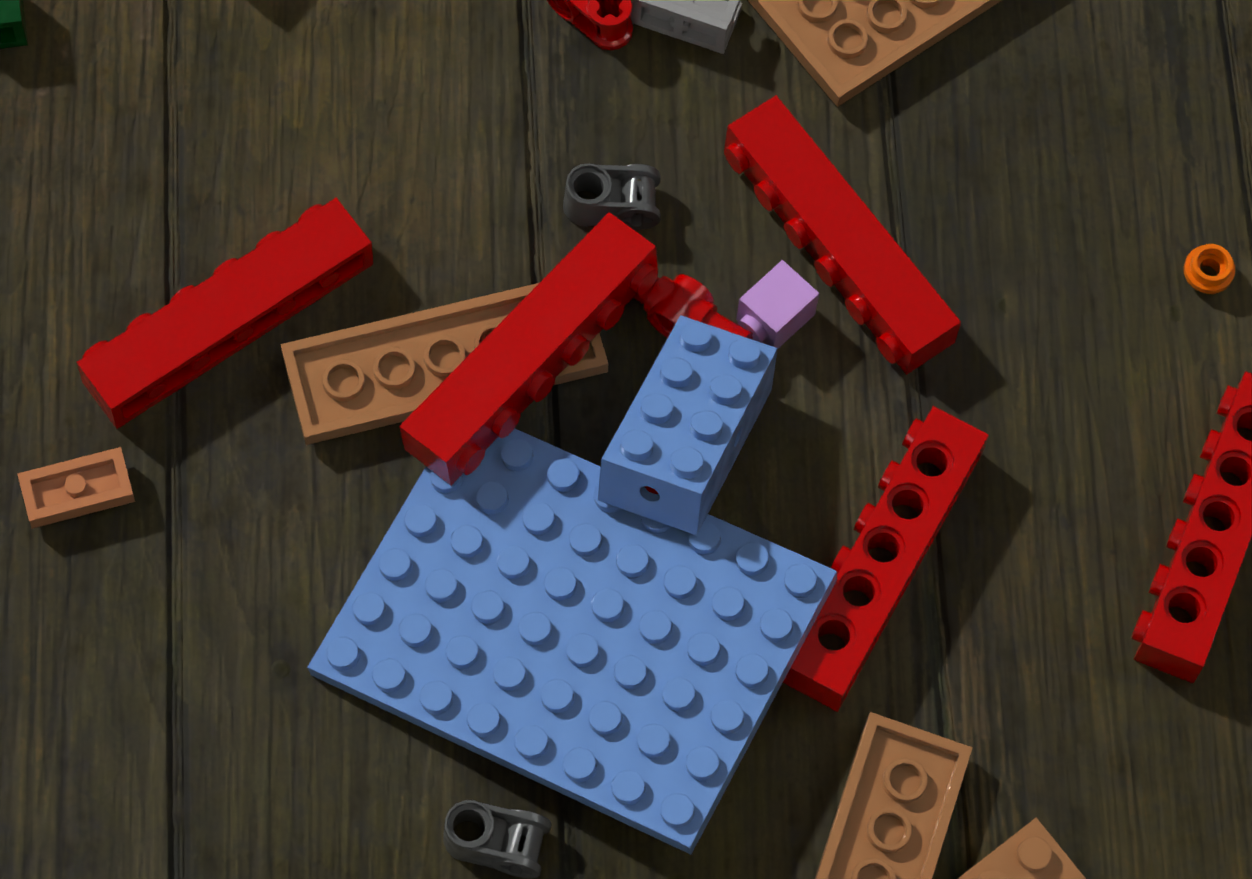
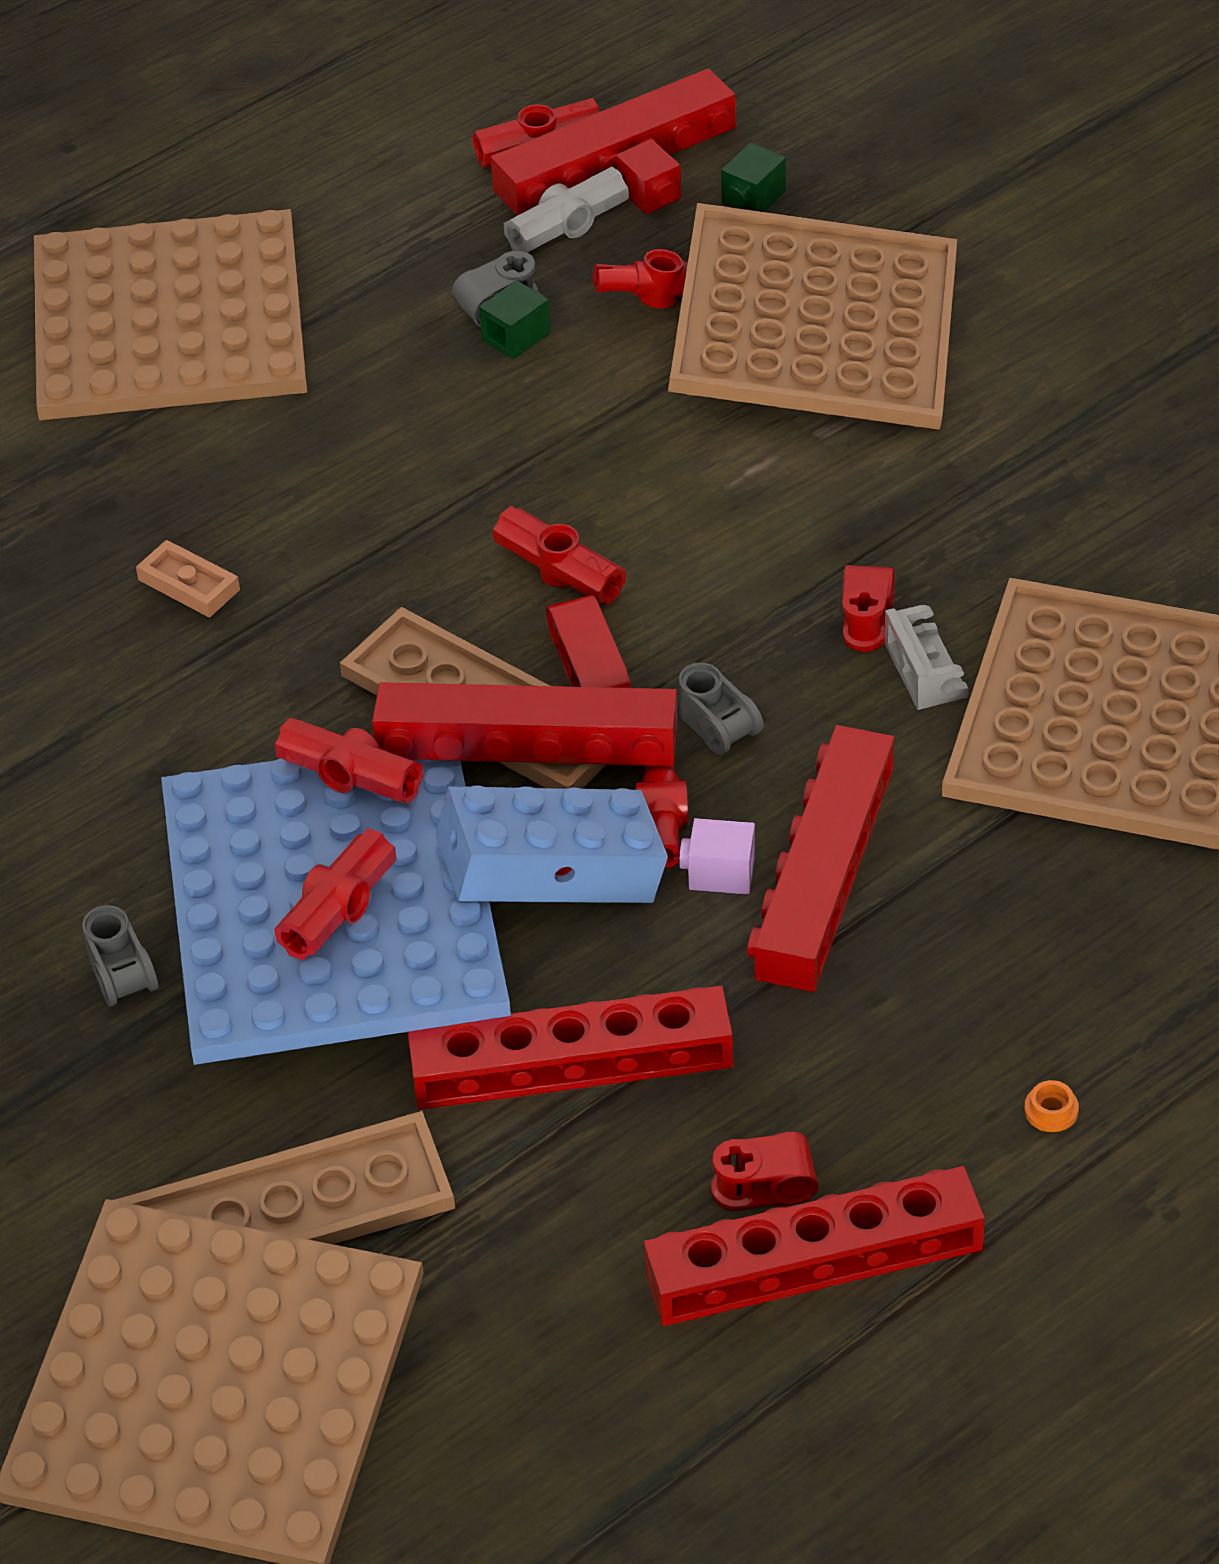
camera: 60 degrees right, 20 degrees down
(225, 312) = (401, 567): red brick -> none
(359, 178) = (559, 555): none -> red piece
(453, 509) = (349, 760): none -> red piece
(462, 241) = (586, 644): none -> red beam
(621, 623) = (335, 894): none -> red piece
(1121, 506) = (768, 1168): none -> red piece

